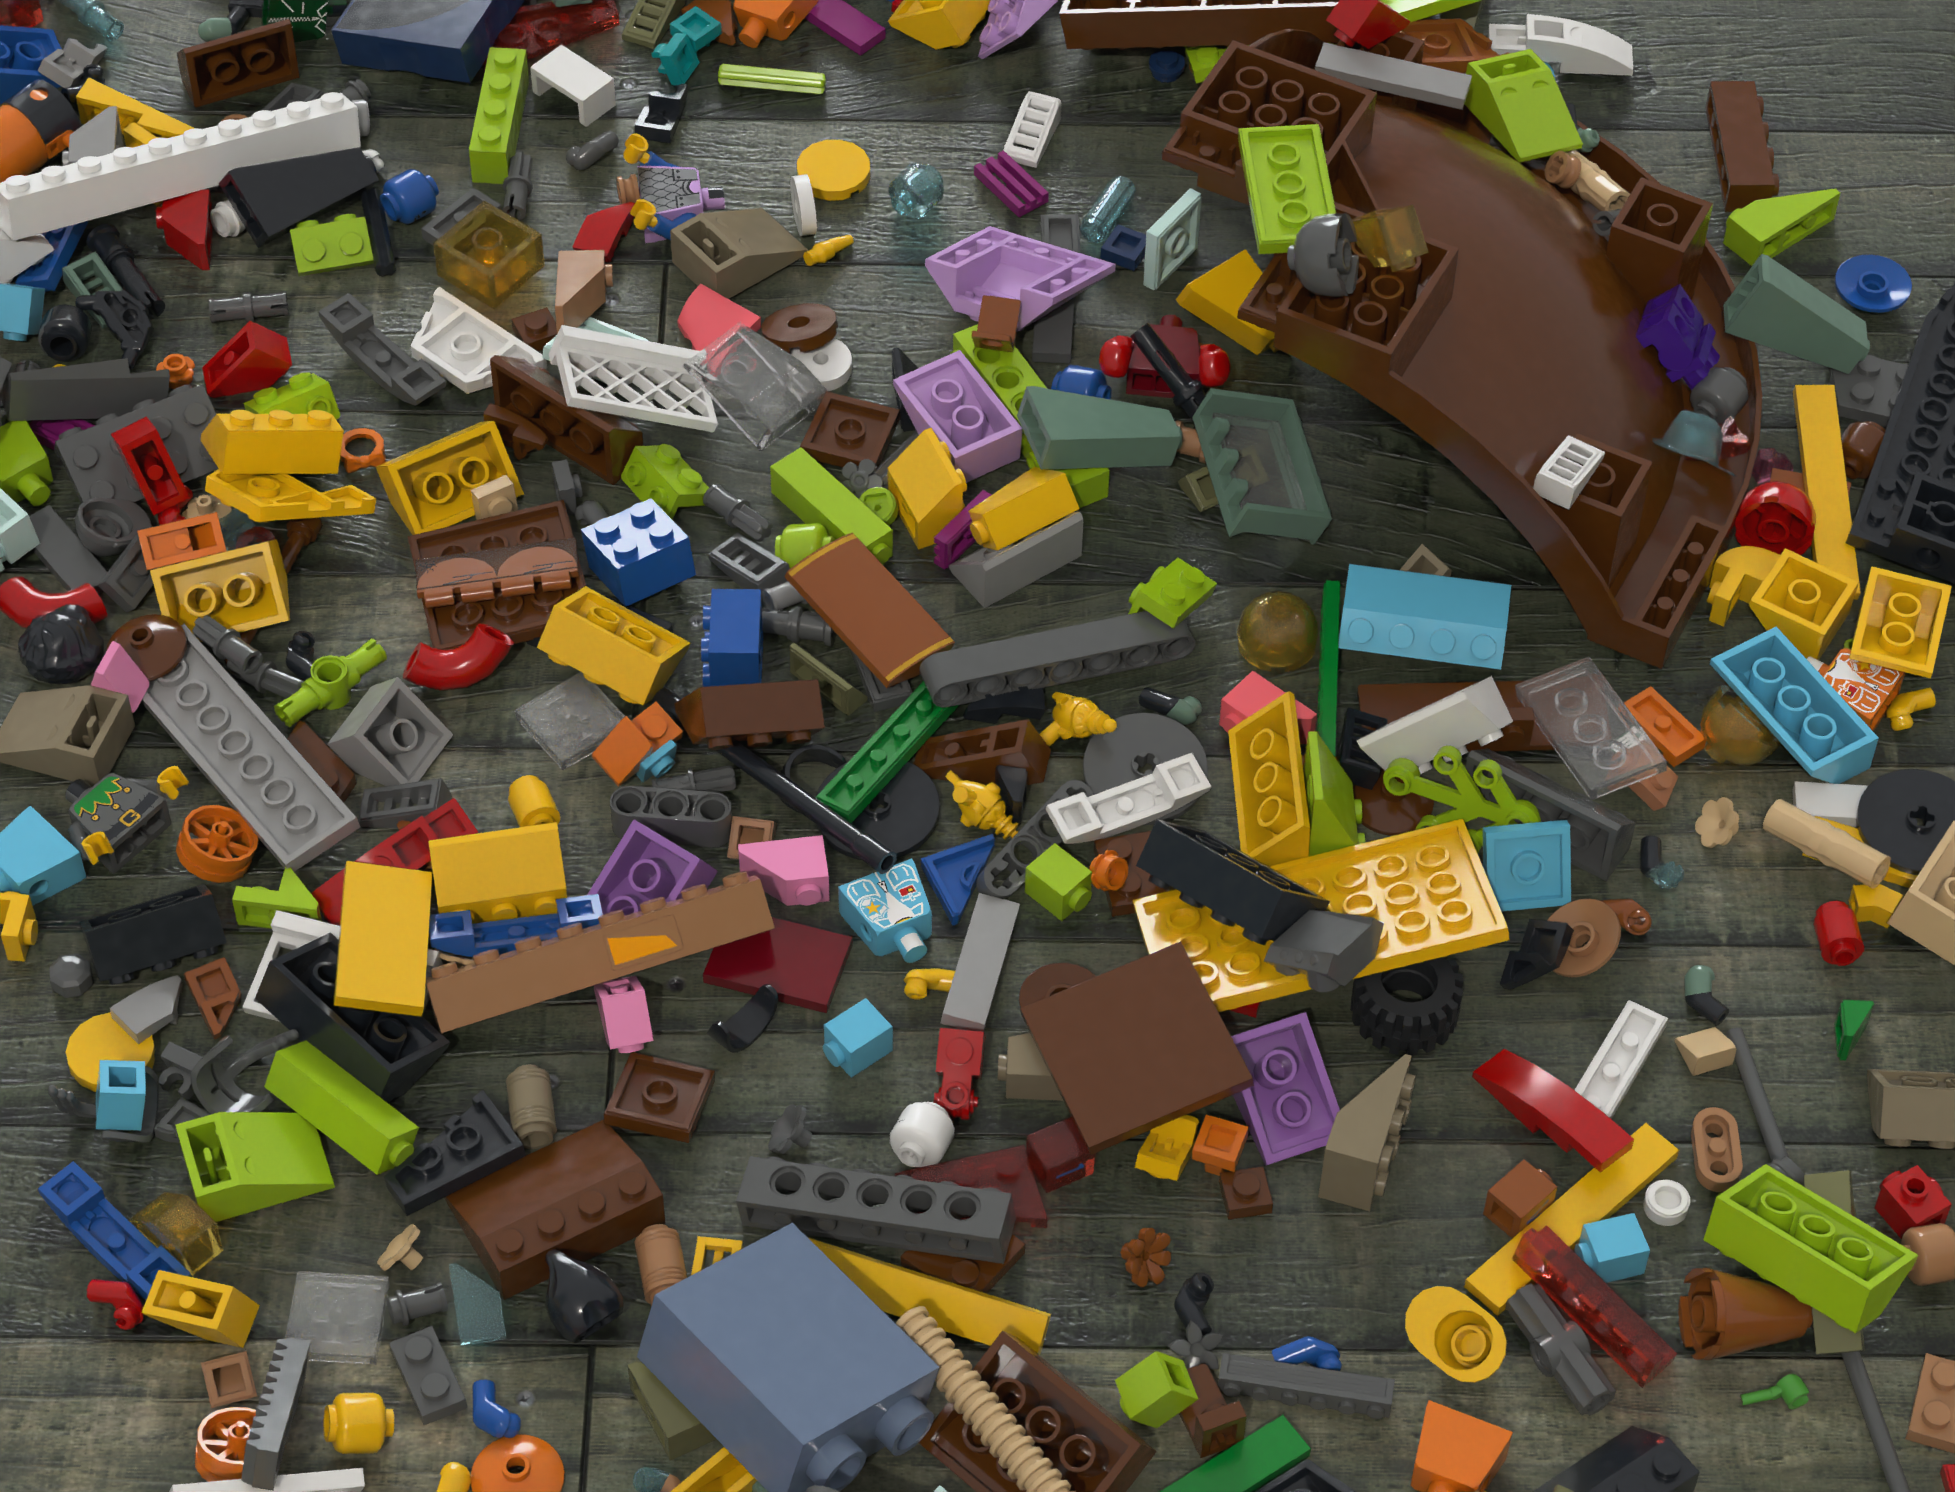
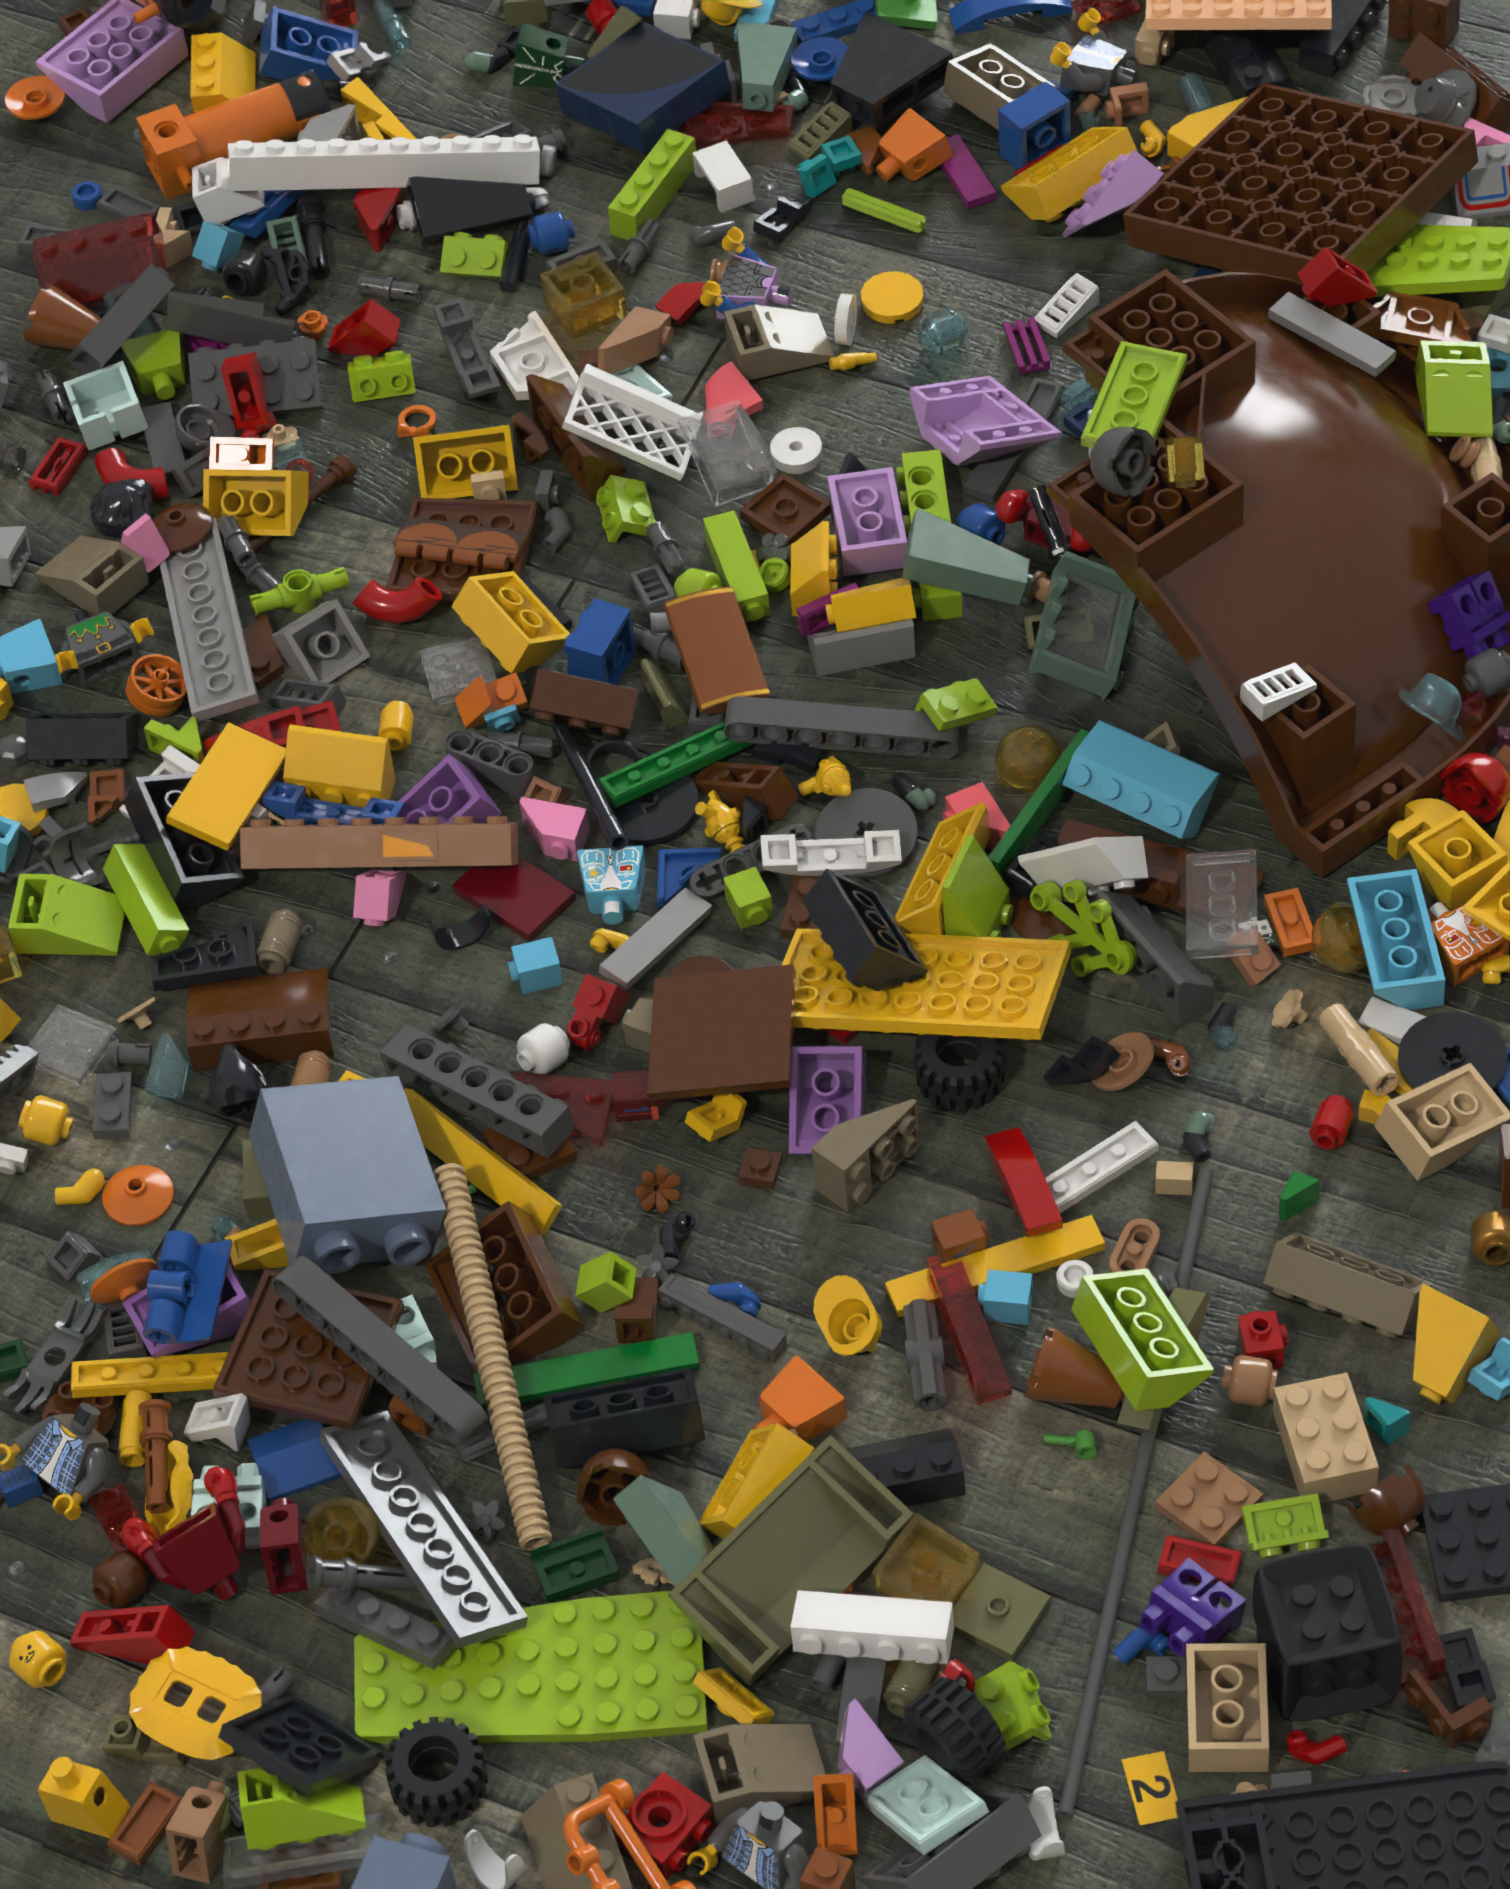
camera: 30 degrees right, 0 degrees up
(239, 63) = (477, 93): reddish brown slope -> none
(274, 442) = (342, 398): yellow slope -> none
(285, 498) = (321, 434): yellow wing -> none
(300, 654) = (291, 561): black arm -> none
(490, 1415) = (138, 1144): blue arm -> none
(638, 552) = (570, 556): blue brick -> none
(659, 1097) = (373, 963): reddish brown tile -> none
(801, 326) = (791, 417): reddish brown tile -> none
(997, 324) = (933, 454): dark orange bracket -> none
(1108, 871) = (790, 904): orange plate -> none
(1219, 1144) = (754, 1125): orange tile -> none
(1326, 948) = (897, 1003): dark grey slope -> none
(1529, 864) = (1107, 993): medium azure plate -> none

